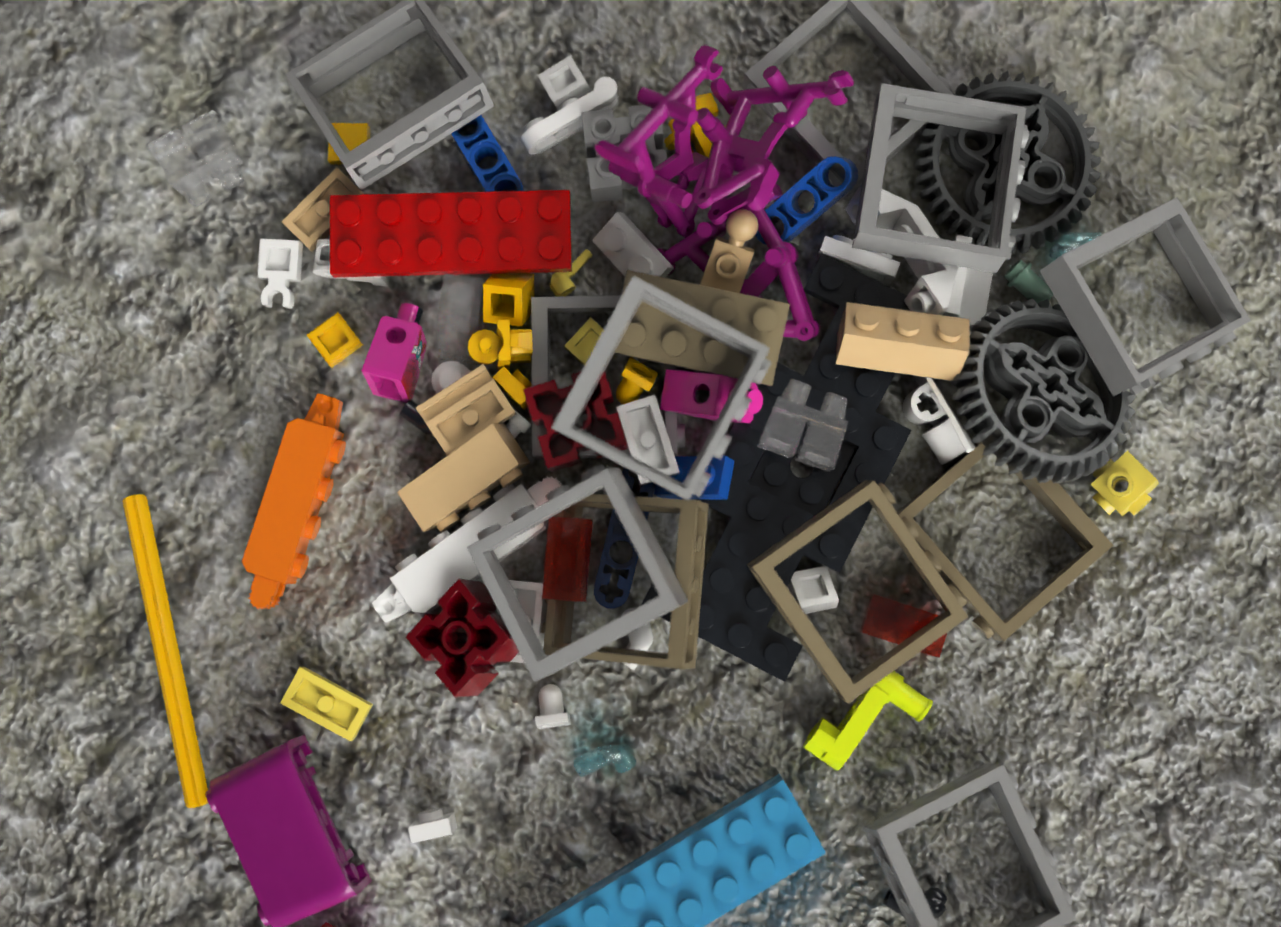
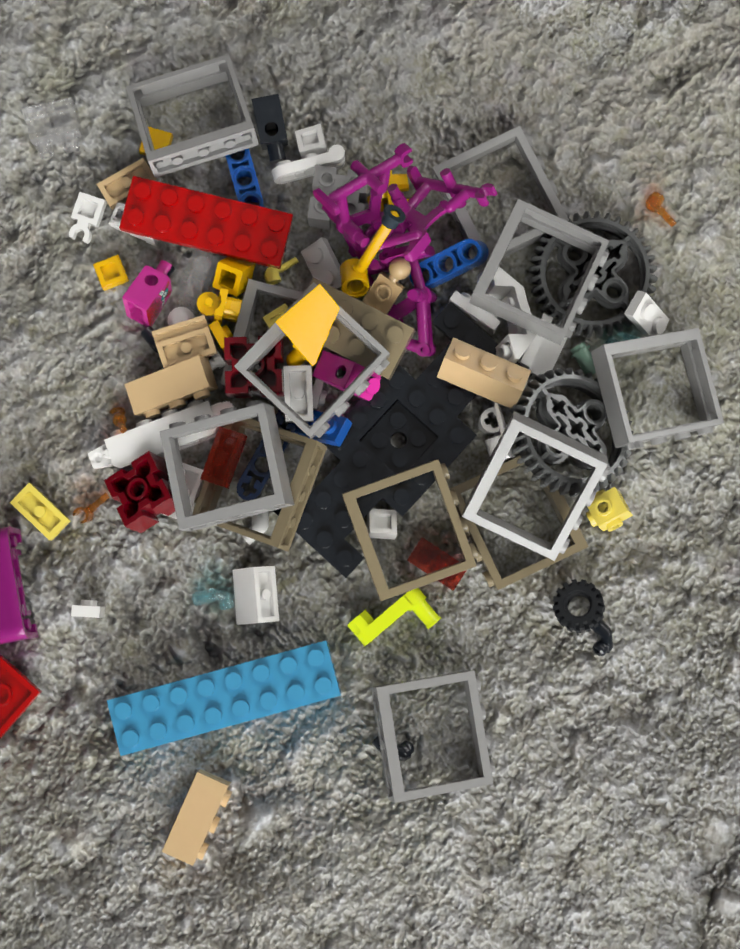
camera: 10 degrees right, 0 degrees up
(293, 501) = (54, 372): orange hinge -> none
(397, 678) = (91, 508): none -> clear orange hand
(403, 542) = (119, 418): none -> clear orange hand
(497, 64) = (268, 118): none -> black torso
(551, 708) = (187, 556): white piece -> none
(645, 335) = (309, 322): none -> yellow slope
(662, 739) = (255, 595): none -> white panel
(678, 246) = (354, 271): none -> yellow piece
(823, 432) = (395, 404): clear hips -> none
(959, 461) = (558, 441): none -> window
(1061, 45) = (654, 205): none -> clear orange hand
(1100, 199) = (646, 315): none -> white plate
(1127, 607) = (576, 589): none -> black tyre
(1165, 662) = (604, 639): none -> black arm

